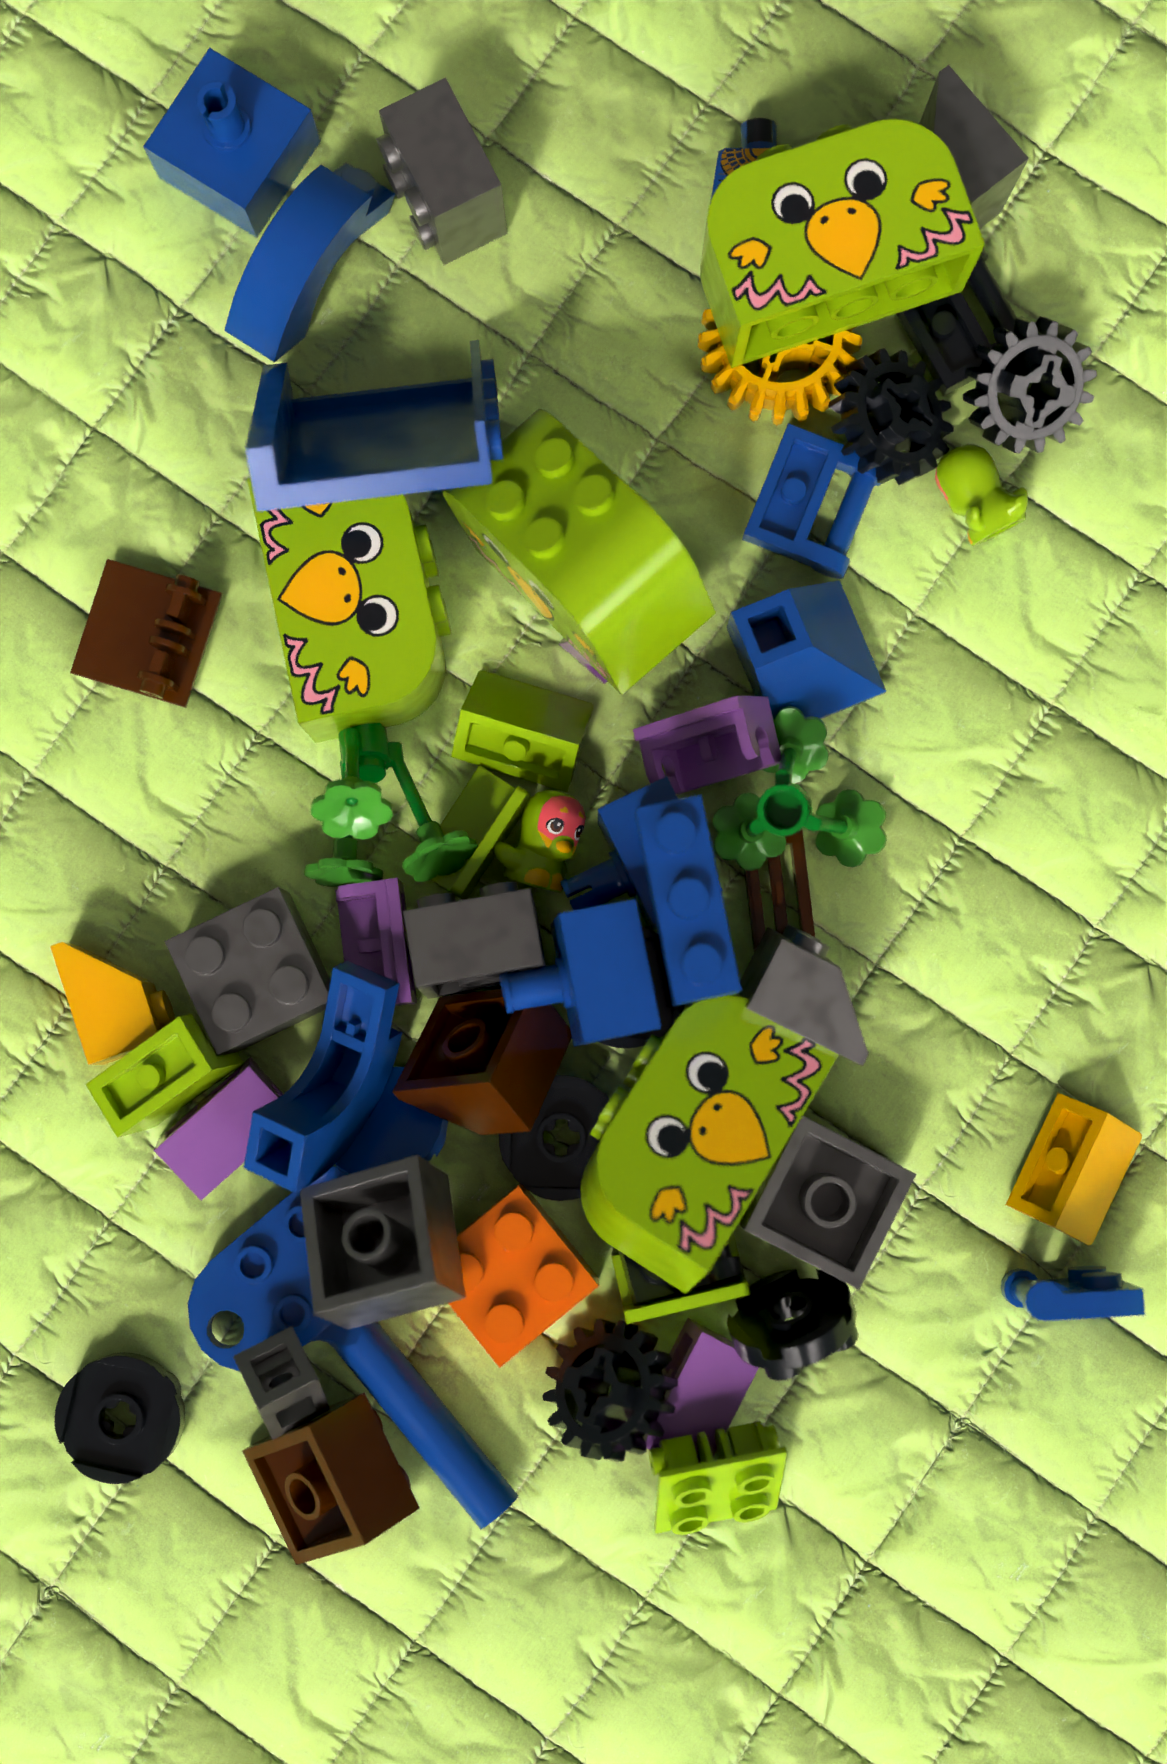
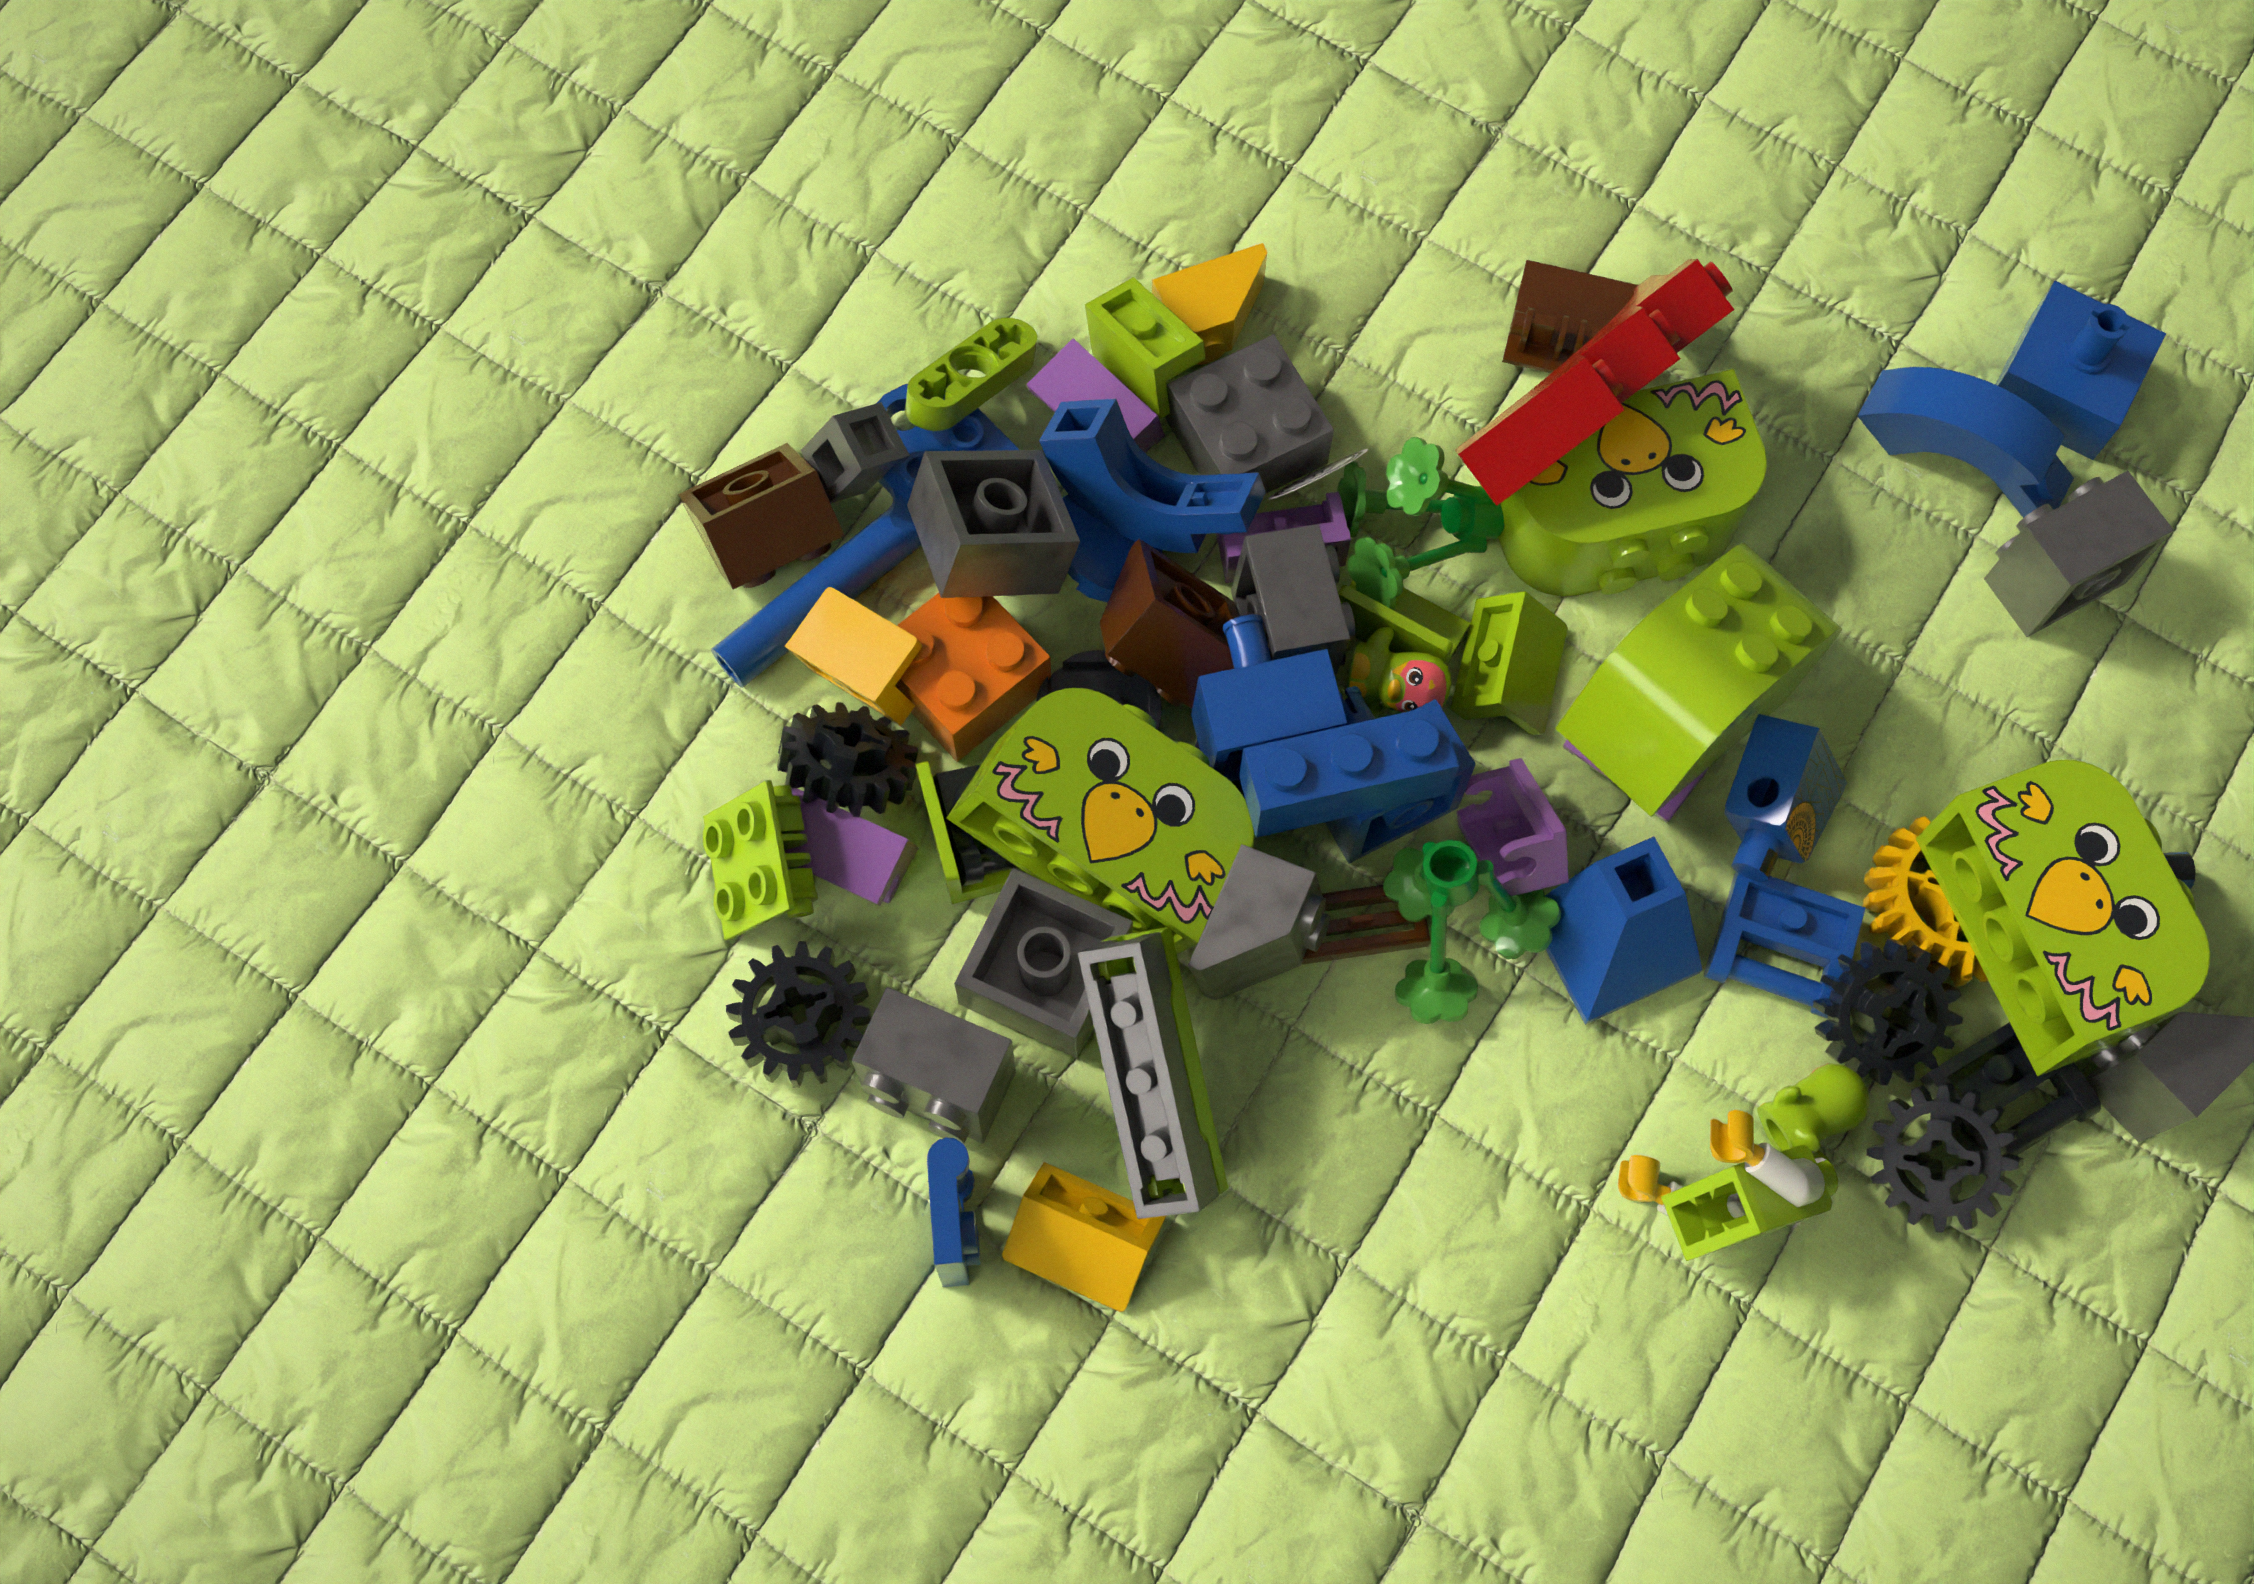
camera: 80 degrees right, 15 degrees down
(89, 1436) = (827, 364): black plate -> none
(210, 1263) = (963, 393): none -> lime beam
(245, 588) = (1596, 379): none -> red arch
(319, 904) = (1318, 474): none -> white sticker
(372, 439) = (1775, 435): panel -> none
(503, 1382) = (857, 652): none -> yellow panel
(673, 468) = (1781, 795): none -> blue torso
(820, 1326) = (918, 928): black plate -> none
(836, 1444) = (774, 1020): none -> black gear
(933, 1311) = (934, 1067): none -> flat silver brick
(950, 1102) = (1153, 1073): none -> piece
(1075, 569) = (1740, 1201): none -> torso

